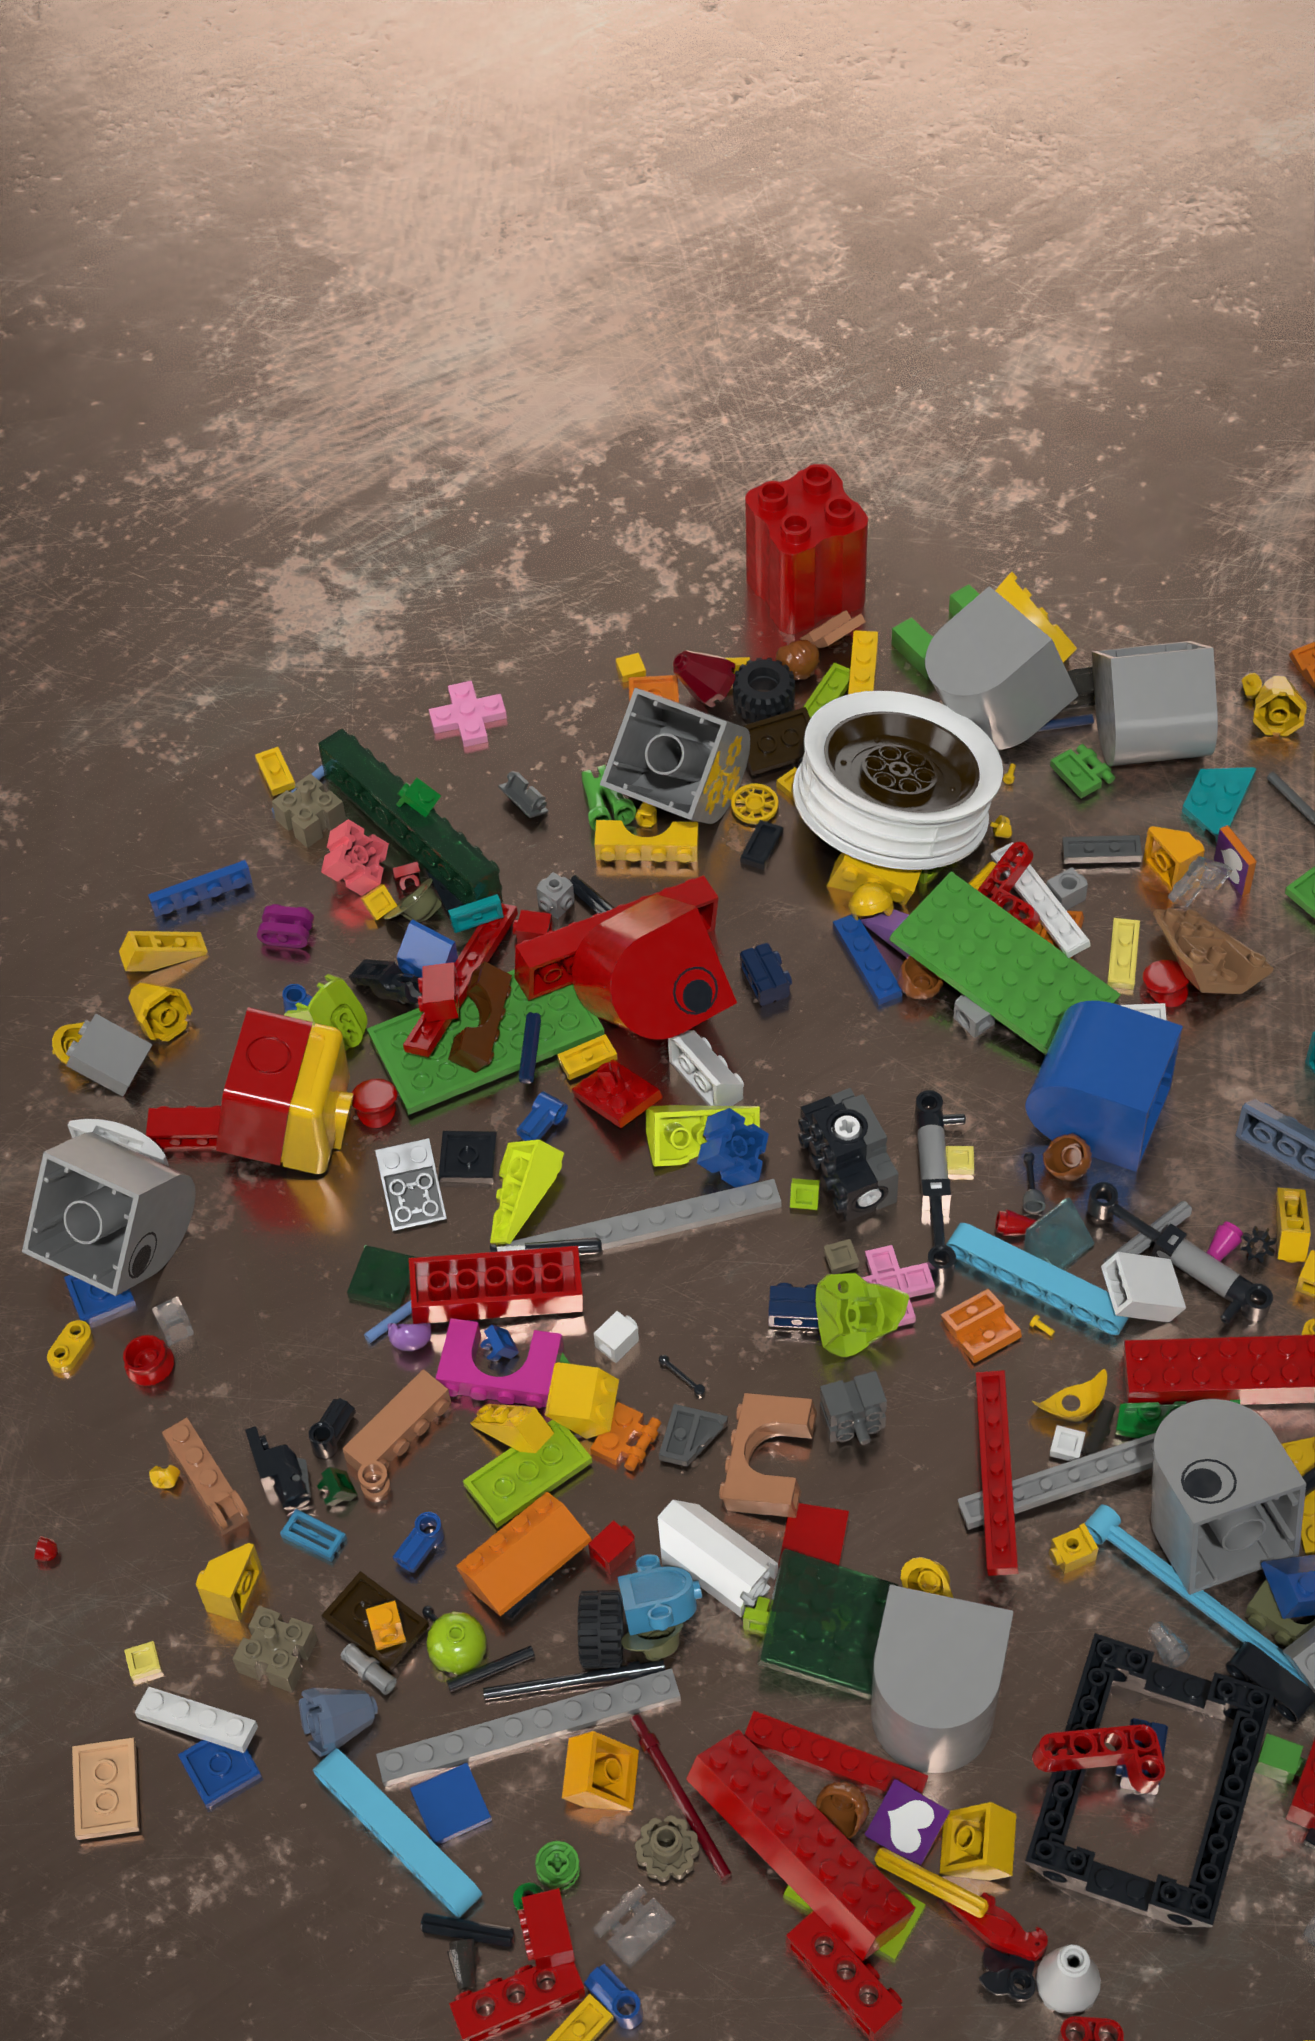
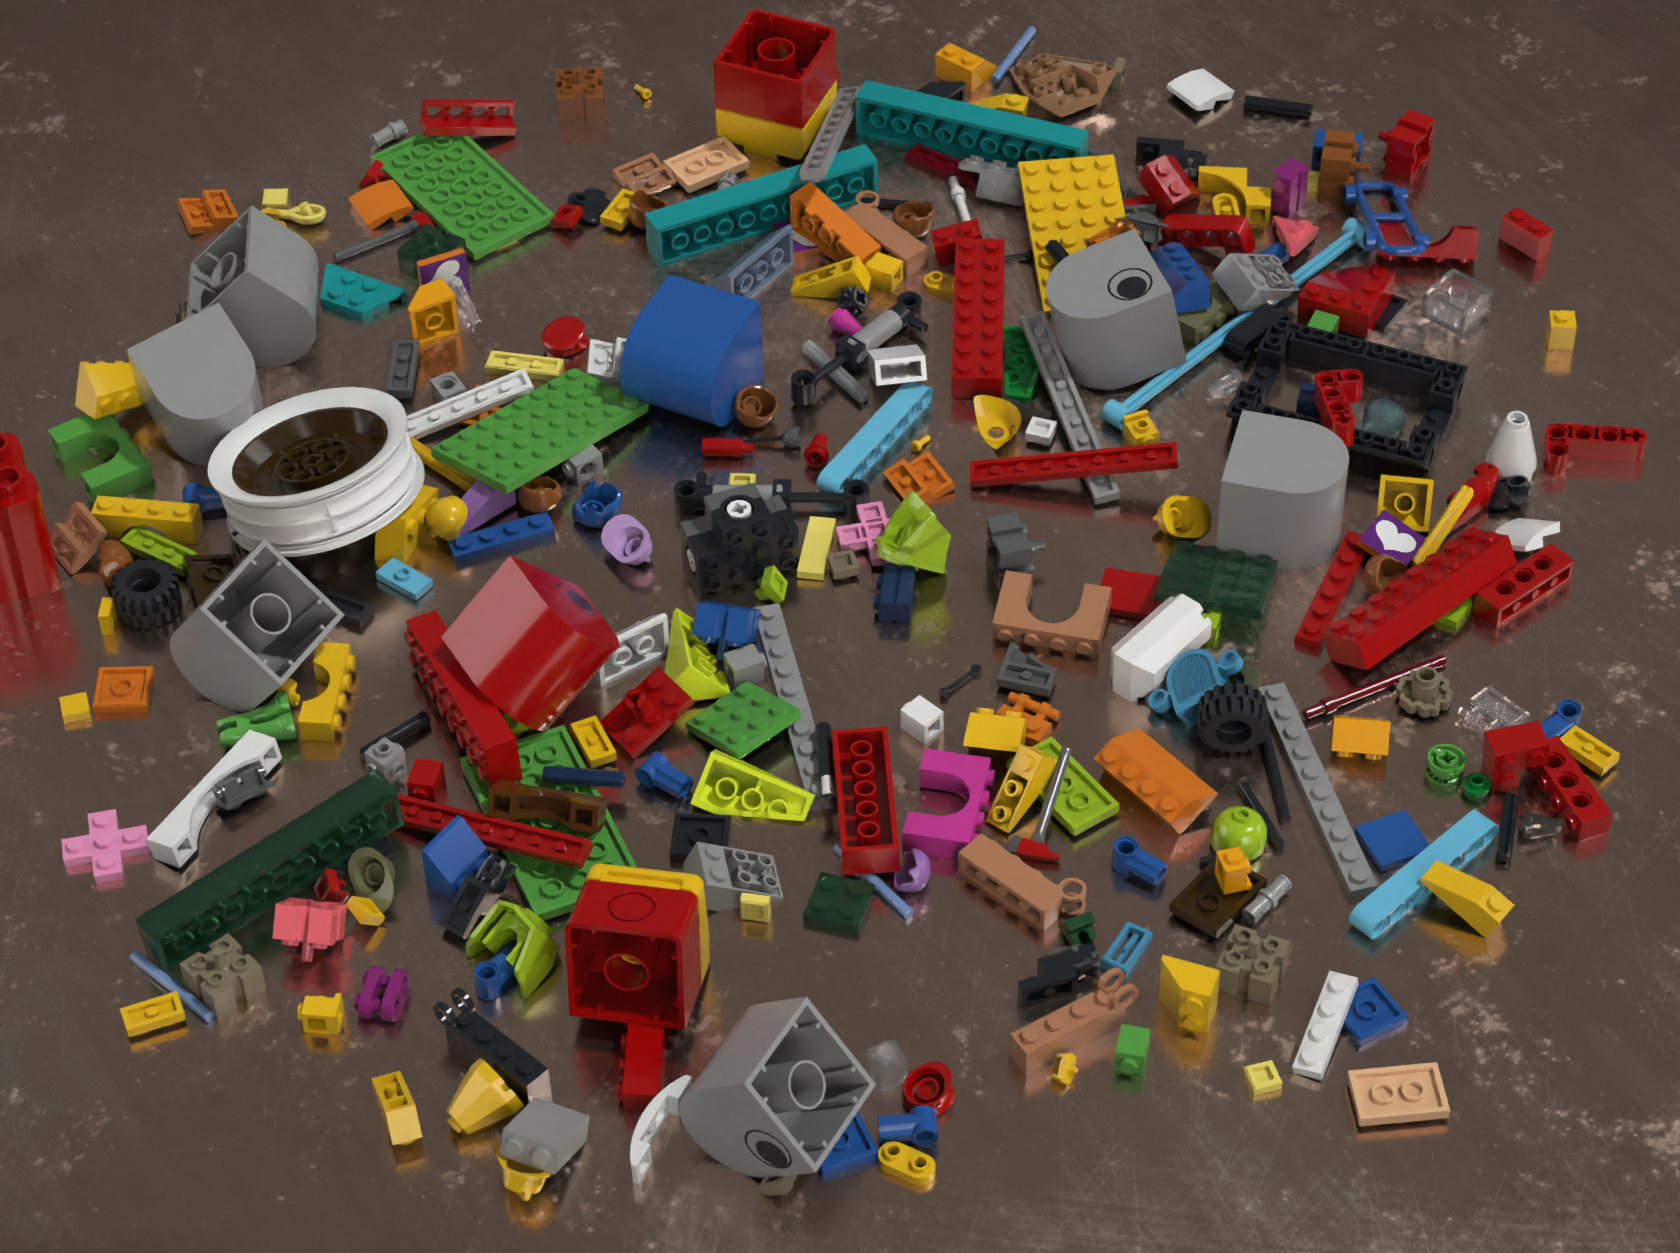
camera: 90 degrees left, 10 degrees down
(45, 1549) = (1146, 1164): red hinge -> none
(105, 1349) = (916, 1126): none -> blue piece
(177, 1535) = (1132, 1049): none -> bright green brick
(200, 888) = (319, 1083): blue plate -> none
(211, 1010) = (478, 1038): none -> black hinge
(265, 886) = (321, 1014): none -> yellow brick
(331, 1427) = (1021, 934): black piece -> none
(335, 1716) = (1324, 916): sand blue cone -> none
(349, 1868) = (1469, 897): none -> yellow slope
(371, 1203) = (755, 907): none -> light yellow tile
(418, 796) = (263, 833): green bracket -> none
(439, 992) = (519, 828): brick -> none
(448, 1446) = (1035, 846): none -> dark grey piece
(473, 758) = (178, 833): none -> white arch
(475, 913) = (409, 815): teal tile -> none
(501, 1343) = (925, 804): blue tile -> none
(612, 1177) = (743, 720): none -> bright green plate
(612, 1546) = (1143, 717): red brick -> none
(687, 1175) = (744, 665): none -> light grey brick
(704, 675) = (126, 627): dark red cone -> none
(804, 886) = (404, 579): none -> medium azure plate
(852, 1061) = (627, 540): none -> lavender piece
(869, 1232) = (816, 547): none -> light yellow tile
(906, 1031) = (597, 505): none -> blue hair
(922, 1976) = (1528, 533): none -> white slope
(1001, 895) = (450, 430): red beam -> none
(1012, 1139) = (725, 447): none -> red cylinder
(1058, 1235) = (832, 421): clear light blue slope -> none
(1077, 774) = (303, 375): bright green plate -> none
(1125, 1826) = (1383, 417): none -> clear light blue hair
(1209, 955) = (547, 300): medium nougat wedge -> none
(1278, 851) = (427, 243): none -> clear green brick

